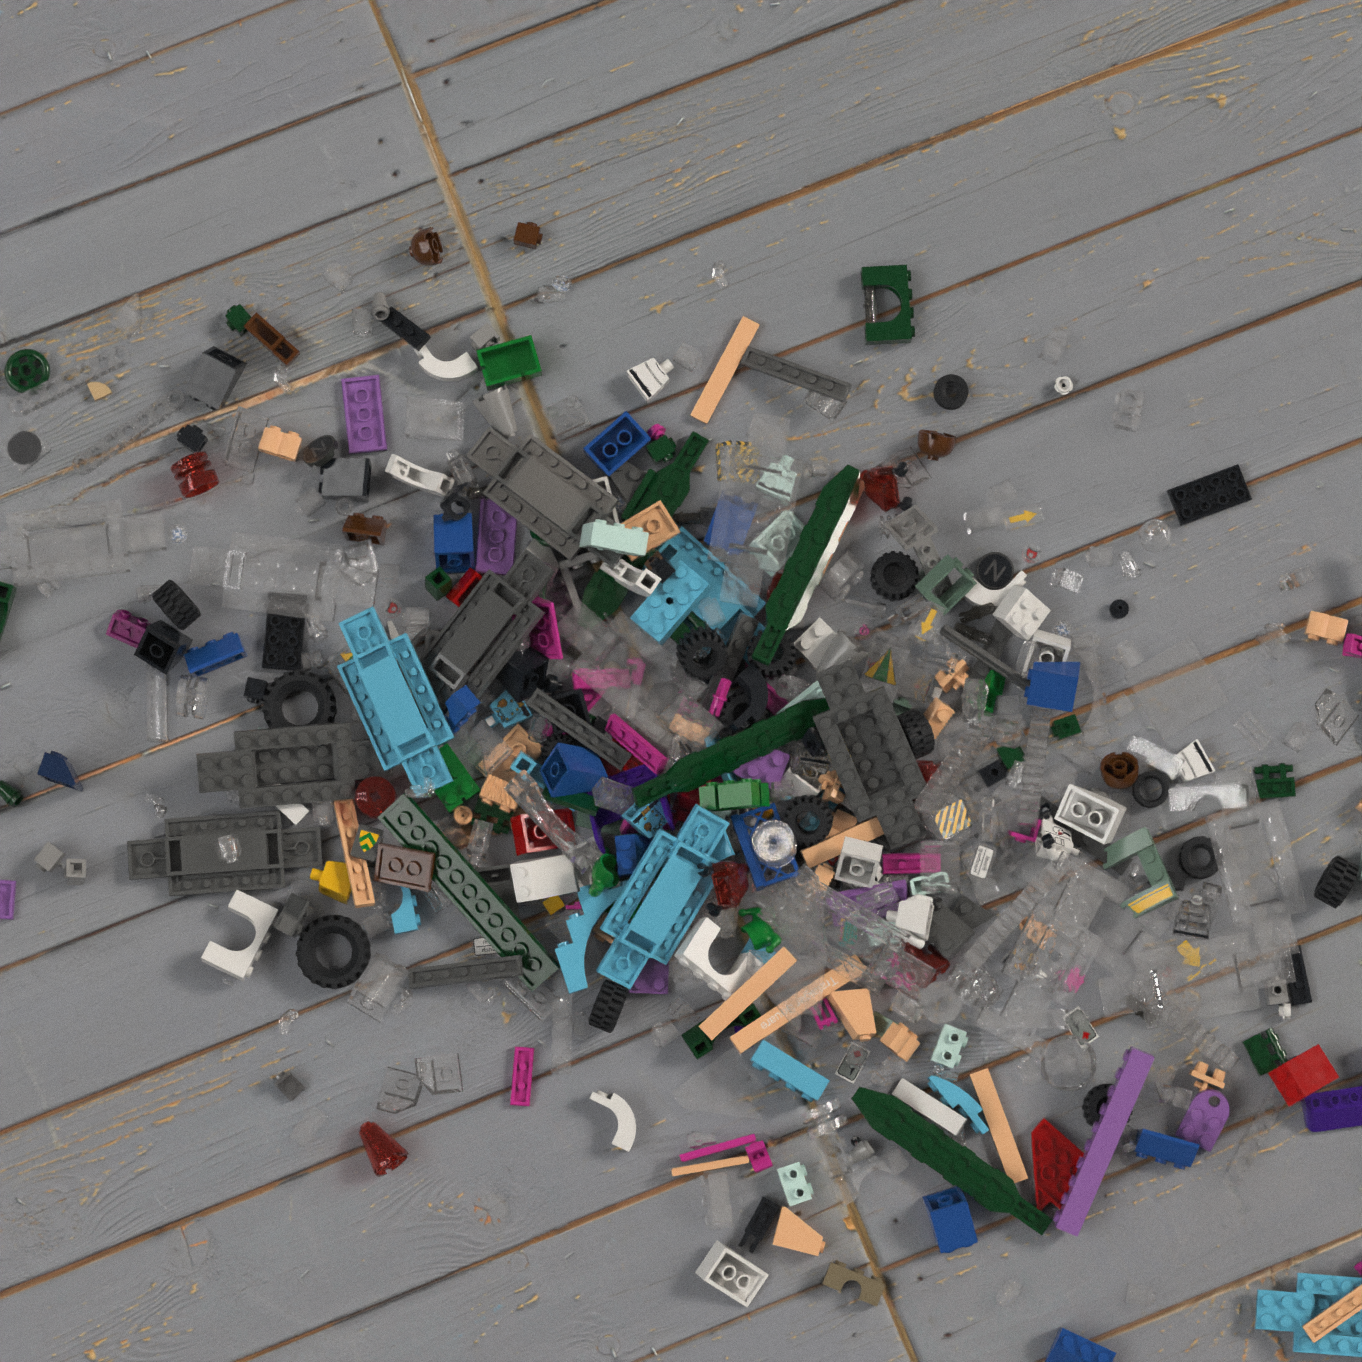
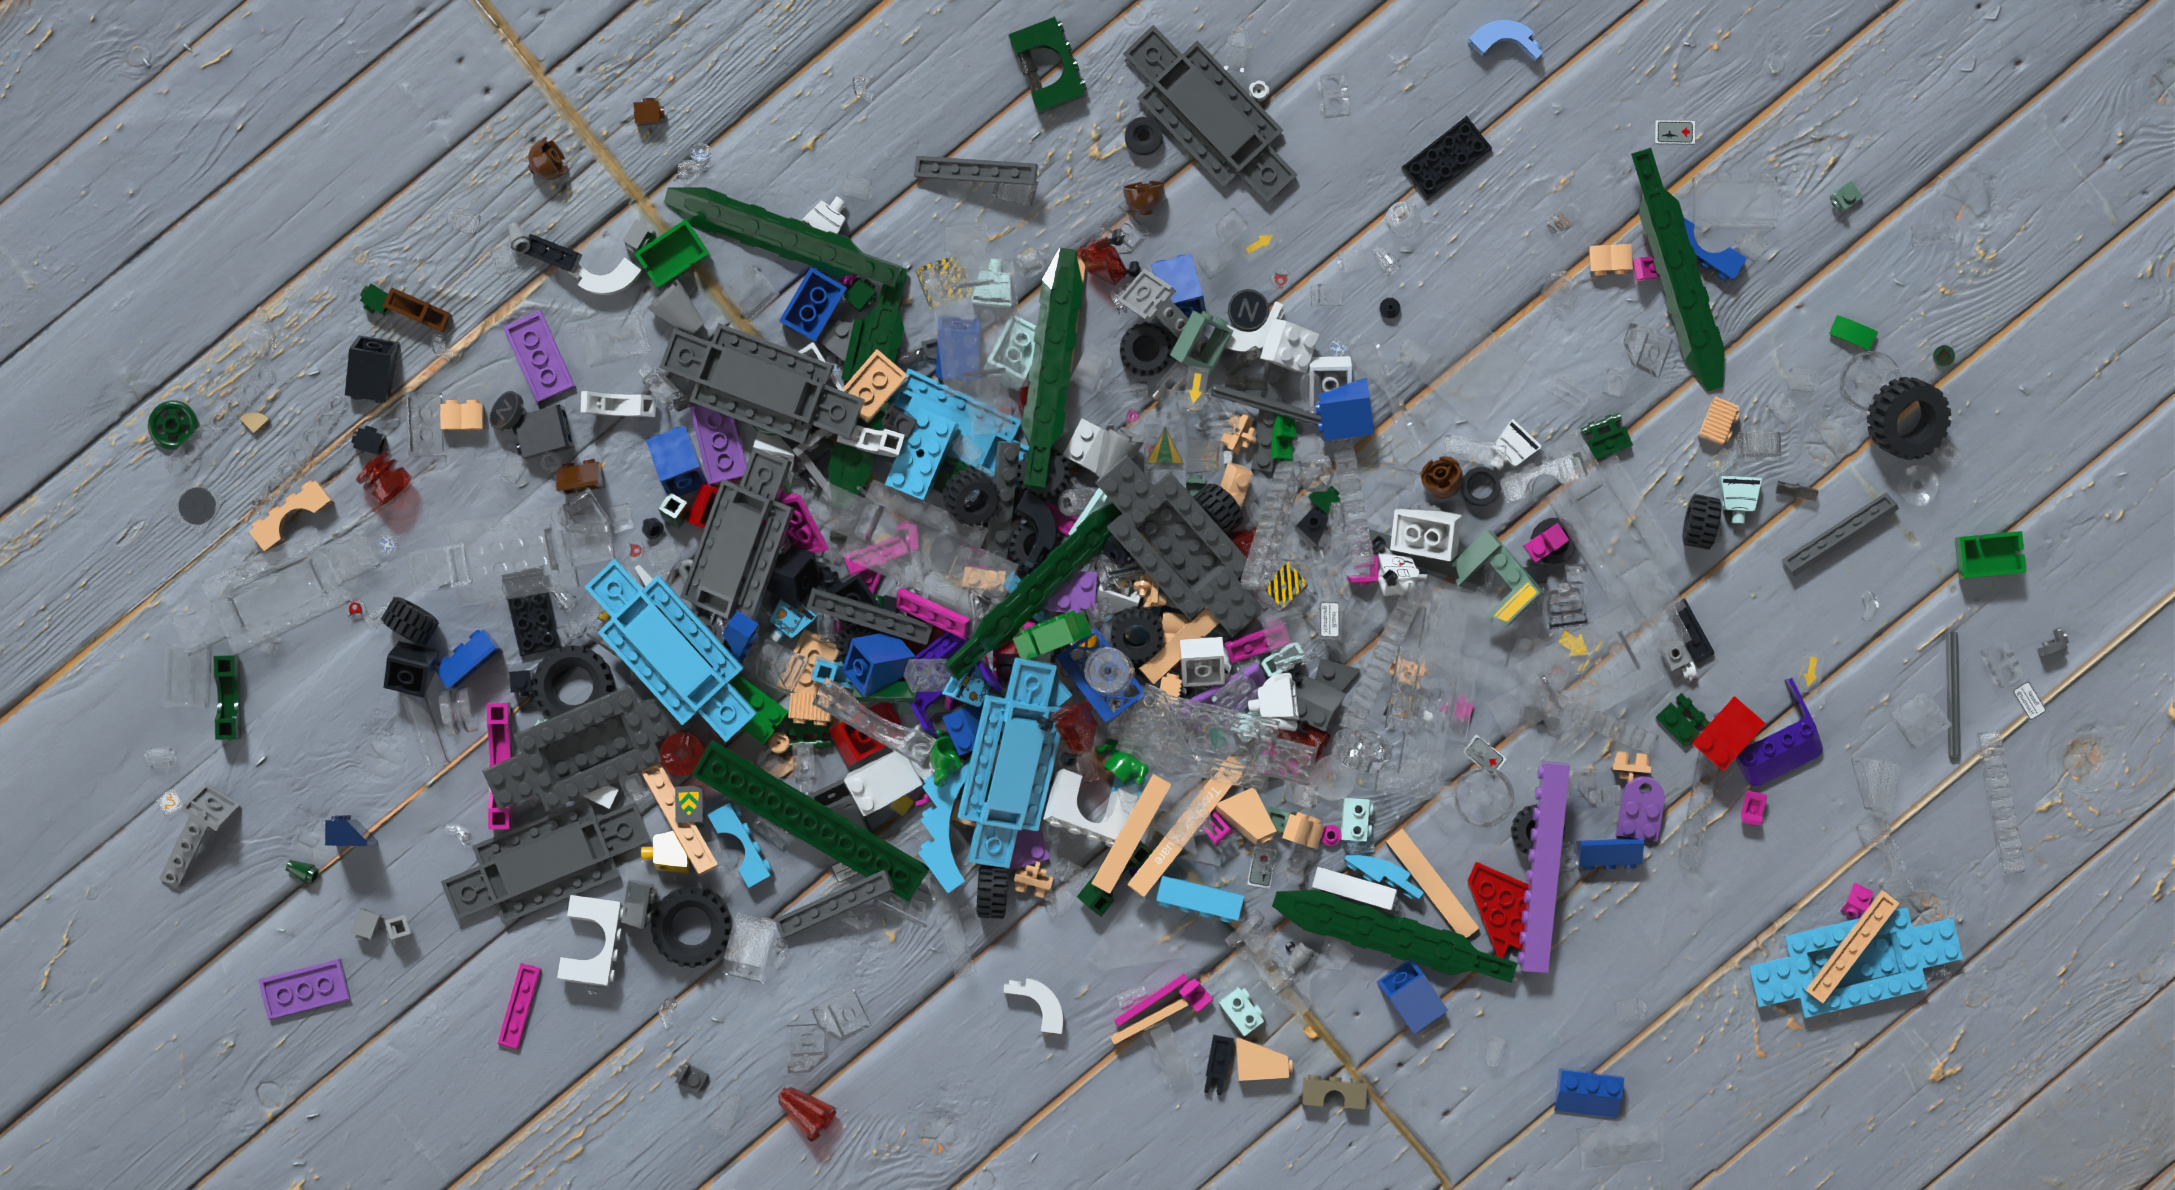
camera: 15 degrees left, 5 degrees up
(80, 489) = (269, 532): none -> light nougat arch
(127, 627) = (367, 659): magenta bracket -> none
(131, 580) = (355, 609): none -> clear tile
(158, 973) = (519, 1006): none -> dark pink tile
(218, 739) = (499, 750): none -> dark pink arch
(228, 848) = (548, 857): clear head -> none
(404, 867) = (735, 817): tile -> none
(413, 593) = (652, 528): none -> black tile
(417, 792) = (724, 737): clear bracket -> none
(449, 498) = (658, 416): black hair -> none
(522, 1076) = (927, 991): dark pink tile -> none
(606, 374) = (778, 234): none -> dark green plate
(614, 538) = (842, 408): light aqua wedge -> none
(650, 1006) = (1033, 876): none -> light nougat hips
(720, 696) = (1004, 536): dark pink axle -> none
(724, 370) = (900, 188): light nougat tile -> none
(731, 1273) = (1206, 1123): white slope -> none
(928, 1053) = (1330, 842): none -> dark pink plate
(947, 521) = (1182, 276): none -> slope
(974, 700) = (1269, 454): clear slope -> none
(1021, 387) = (1216, 108): none -> dark grey piece
(1065, 727) = (1372, 450): dark green brick -> none
(1192, 856) = (1546, 543): none -> dark pink slope
(1293, 401) = (1505, 30): none -> light blue arch
(1304, 1150) = (1753, 808): none -> dark pink bracket

